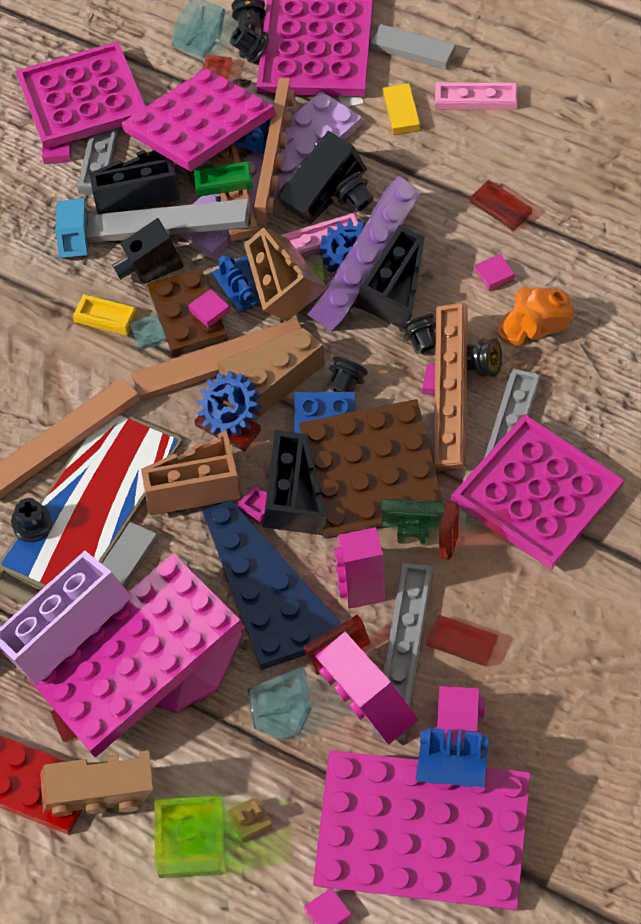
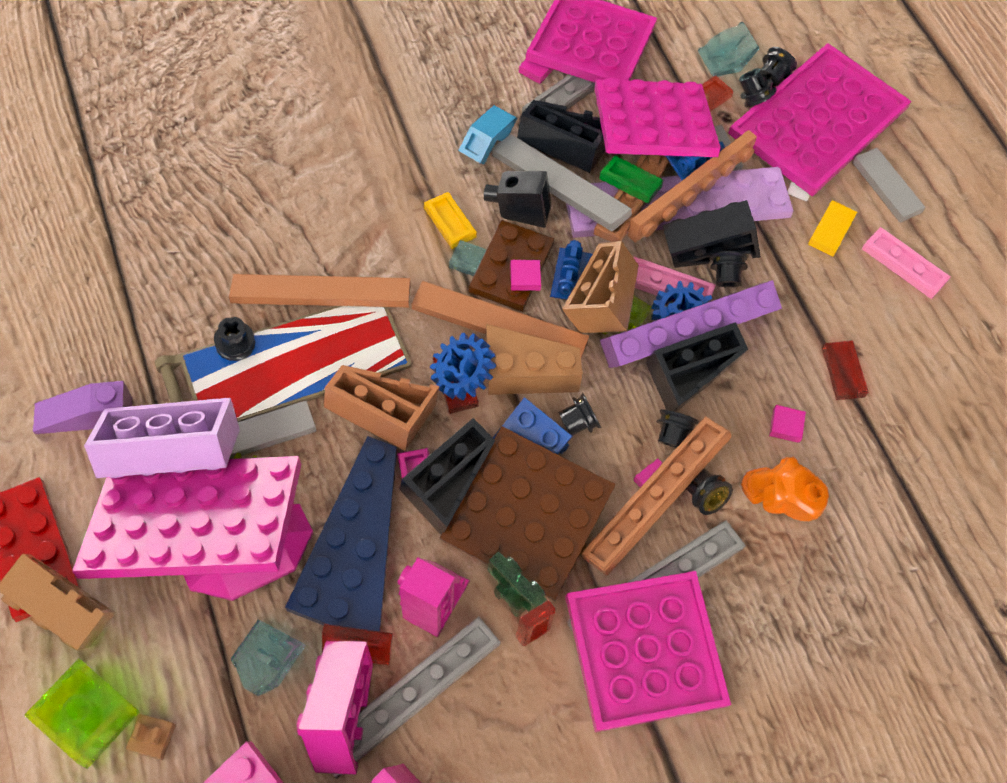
camera: 30 degrees right, 5 degrees up
(462, 640) = (463, 730): clear red tile -> none

